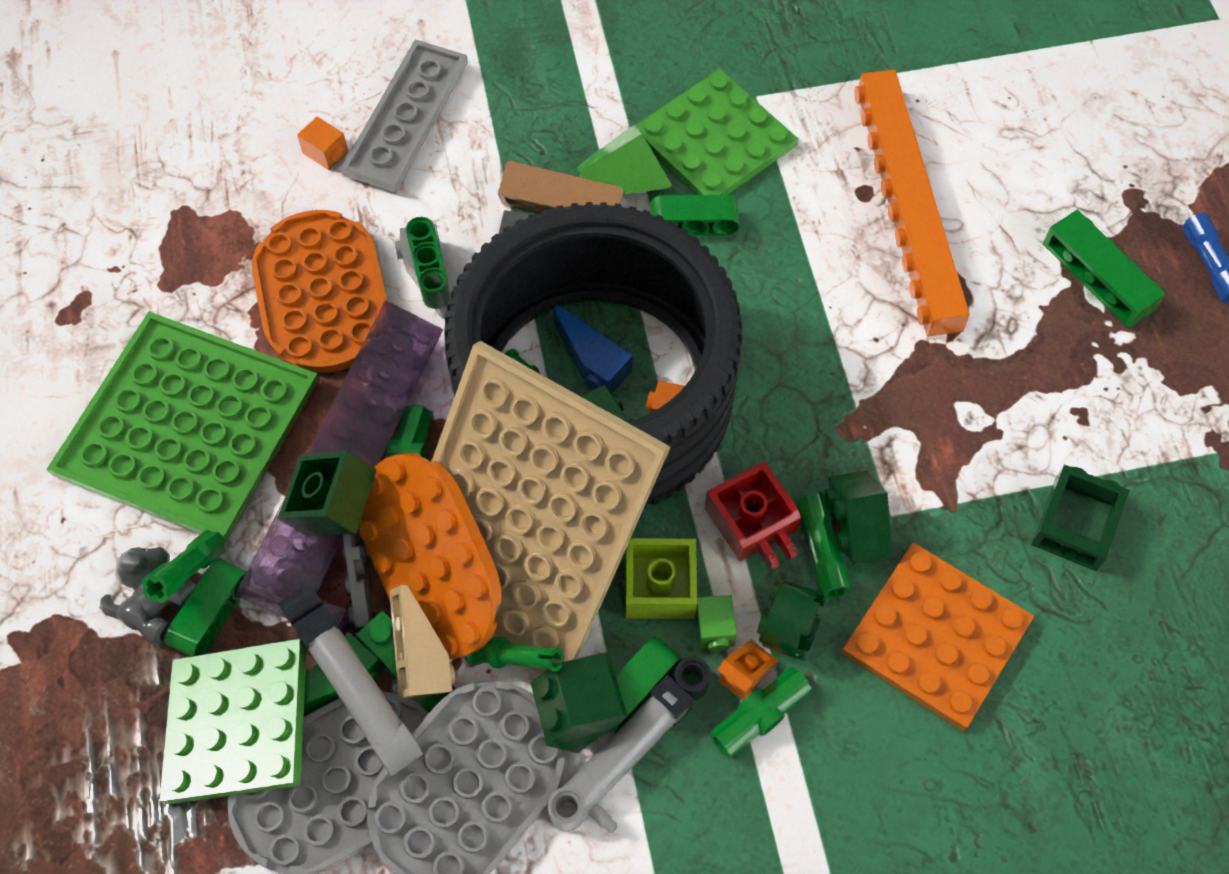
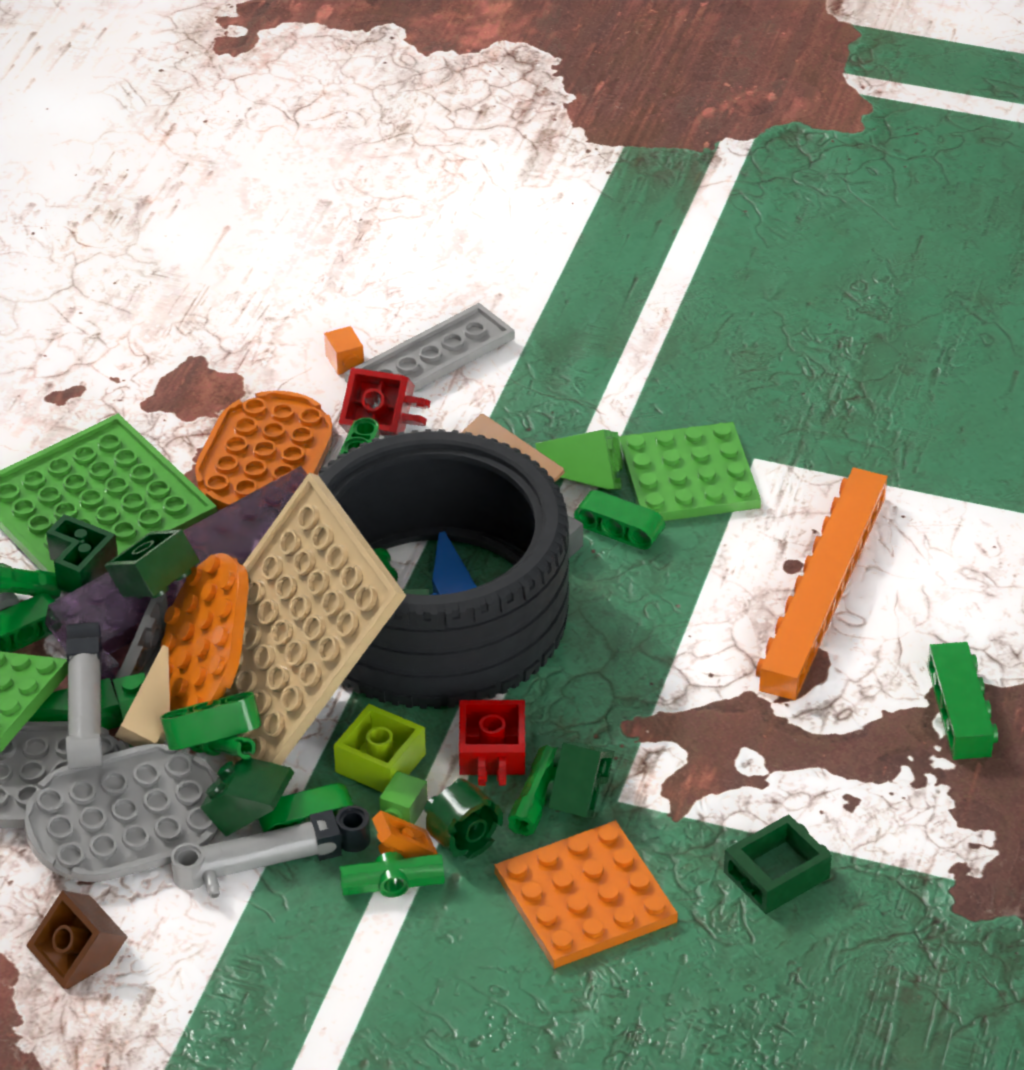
camera: 30 degrees right, 20 degrees down
(232, 498) = (79, 552): none -> dark green brick
(413, 175) = (396, 398): none -> red hinge
(501, 647) = (212, 722): none -> green beam

